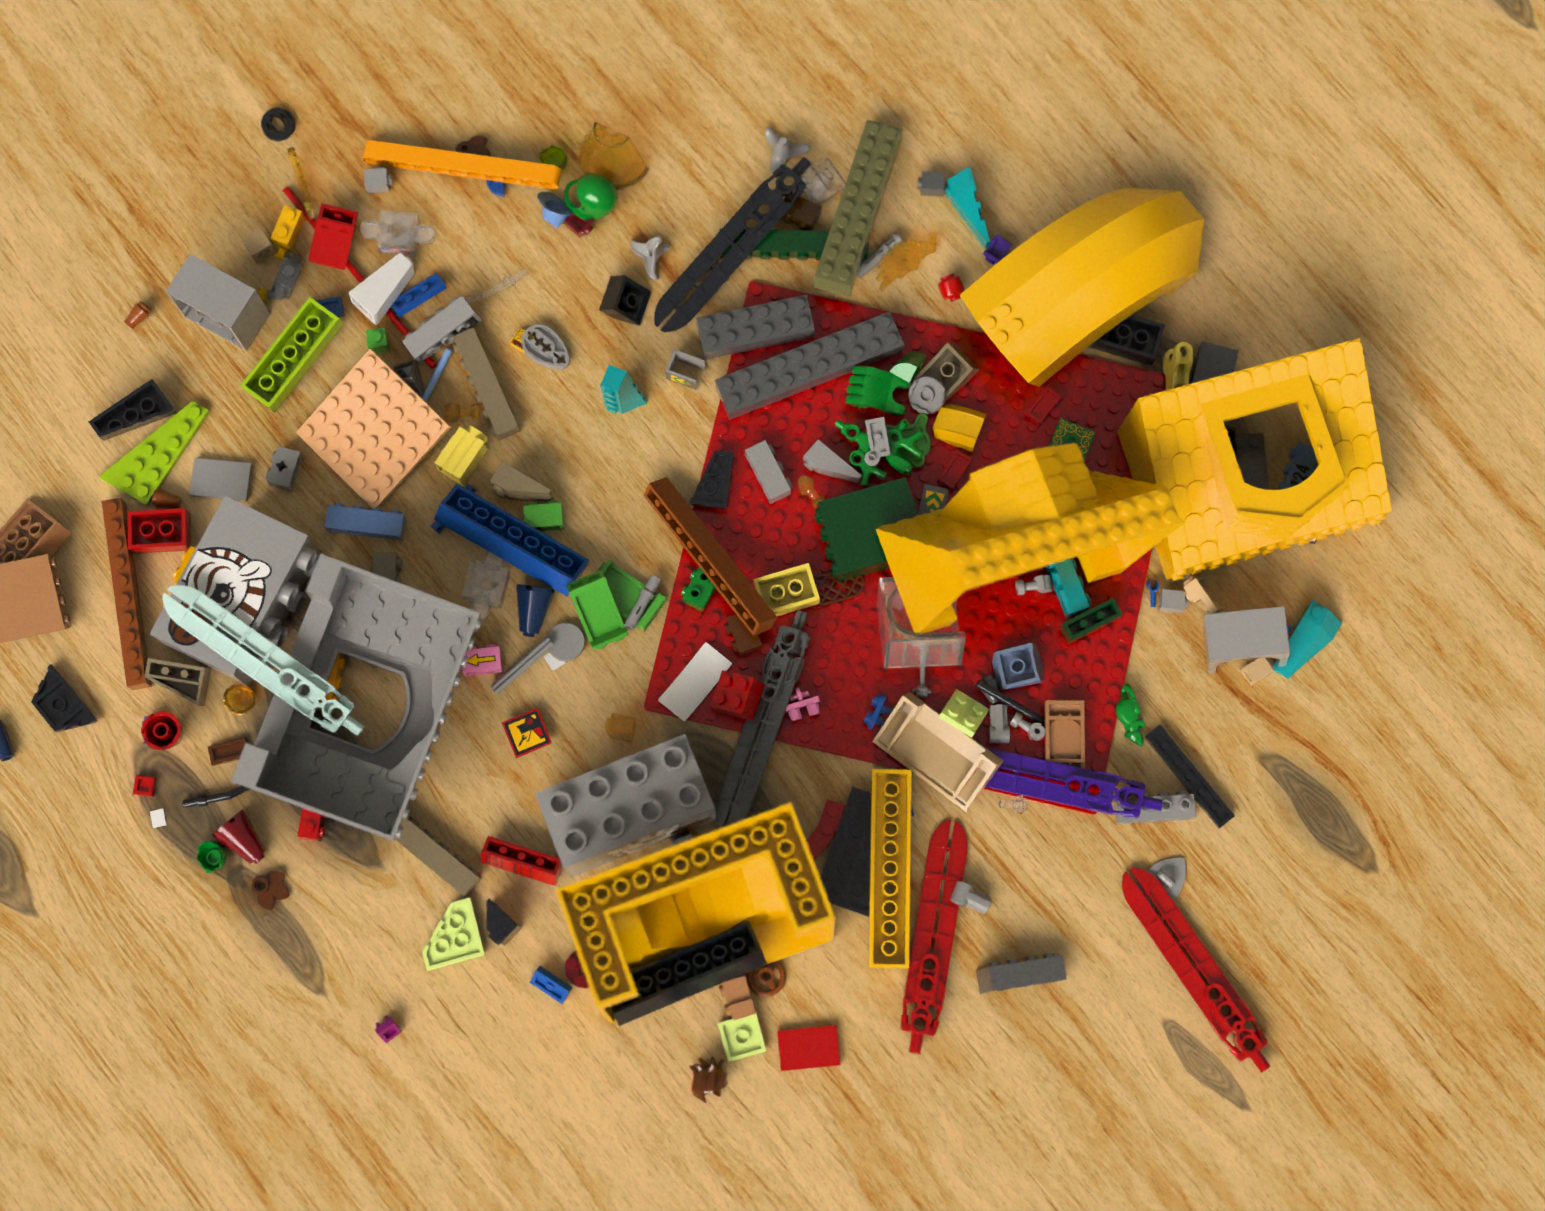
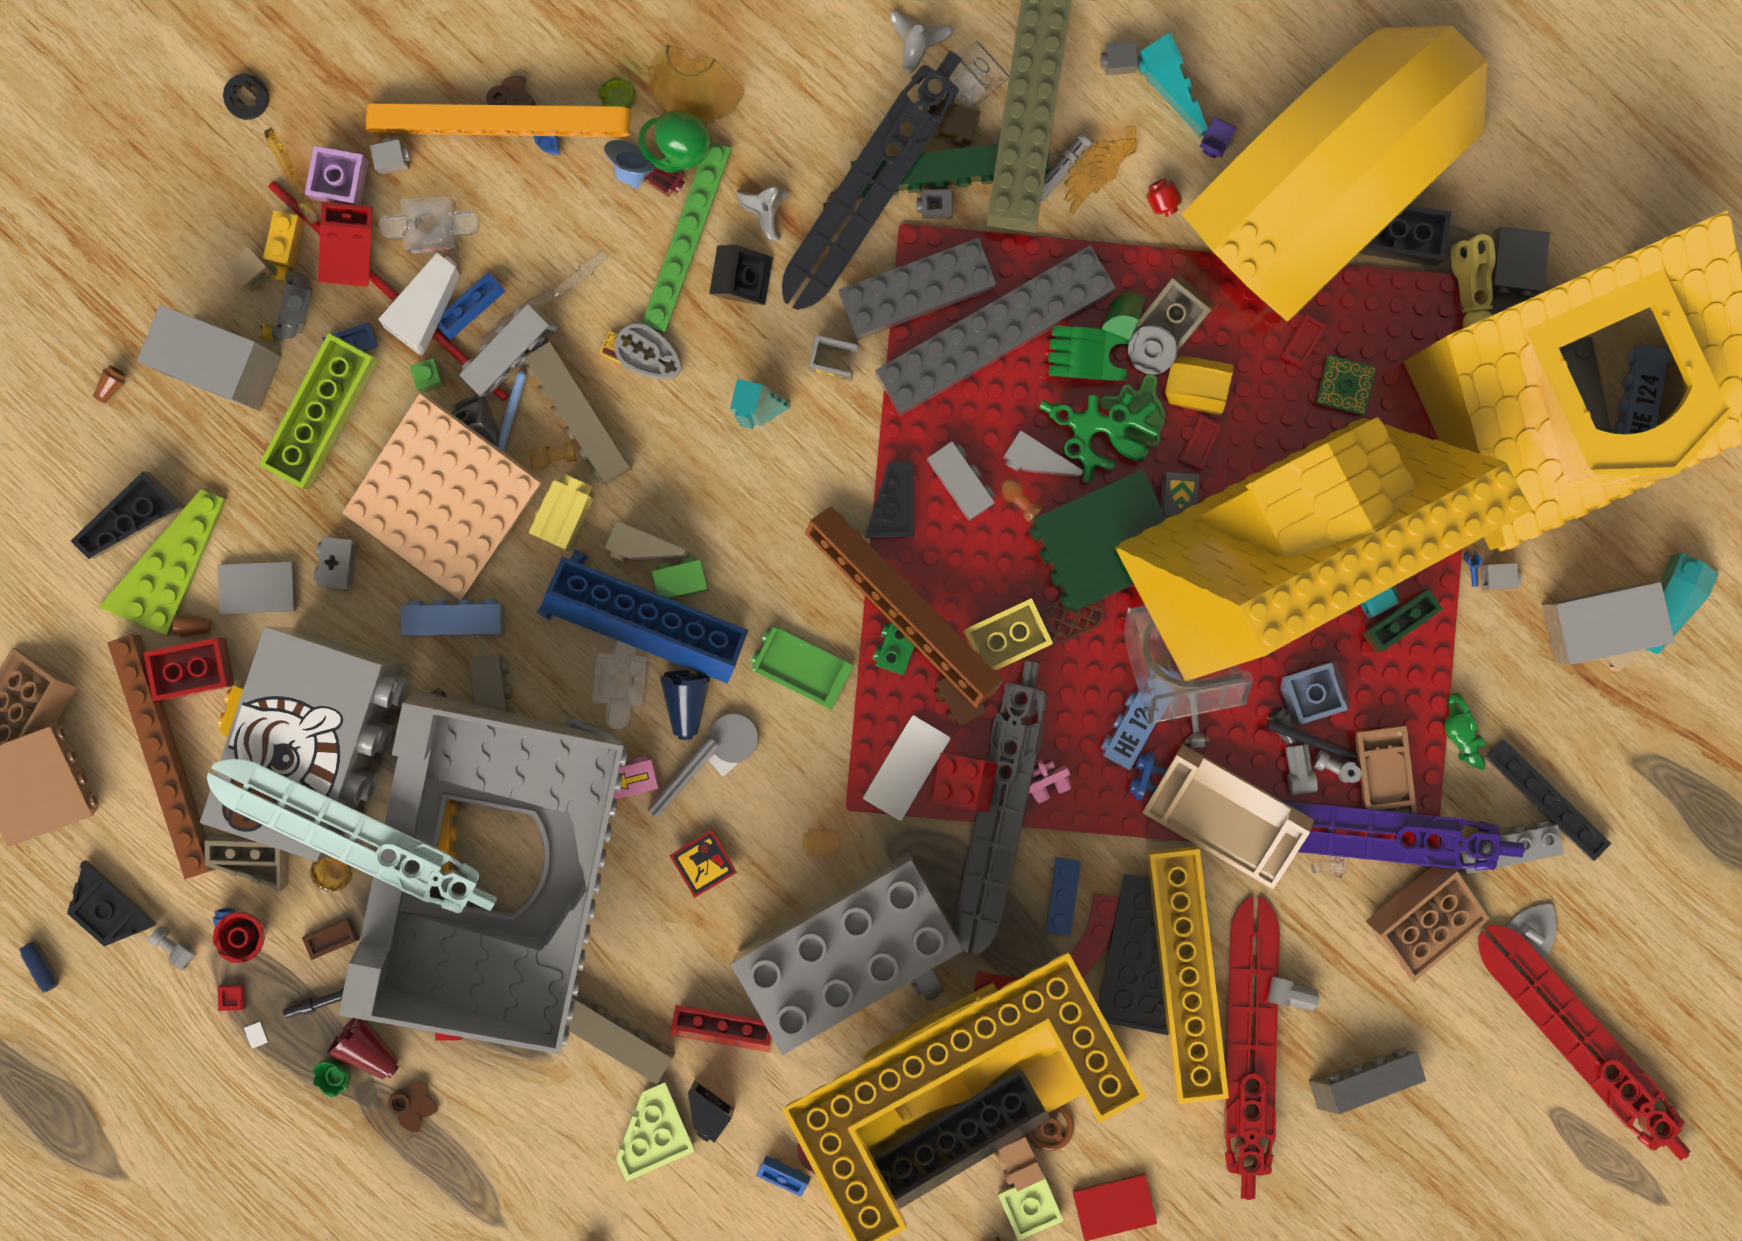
camera: 10 degrees left, 10 degrees up
(110, 744) = (179, 954): none -> light grey leg
(335, 187) = (336, 176): none -> lavender brick
(588, 268) = (686, 238): none -> bright green plate
(597, 610) = (768, 696): bright green panel -> none
(645, 596) = (824, 674): light grey pin -> none
(783, 264) = (941, 197): none -> dark grey brick
(804, 794) = (1063, 896): none -> blue plate
(870, 678) = (1129, 734): none -> medium blue brick
(877, 440) = (1099, 424): light grey hinge -> none
(964, 713) = (1255, 762): yellowish green plate -> none
(1084, 856) = (1427, 920): none -> medium nougat slope
(1200, 590) = (1536, 560): tan plate -> none

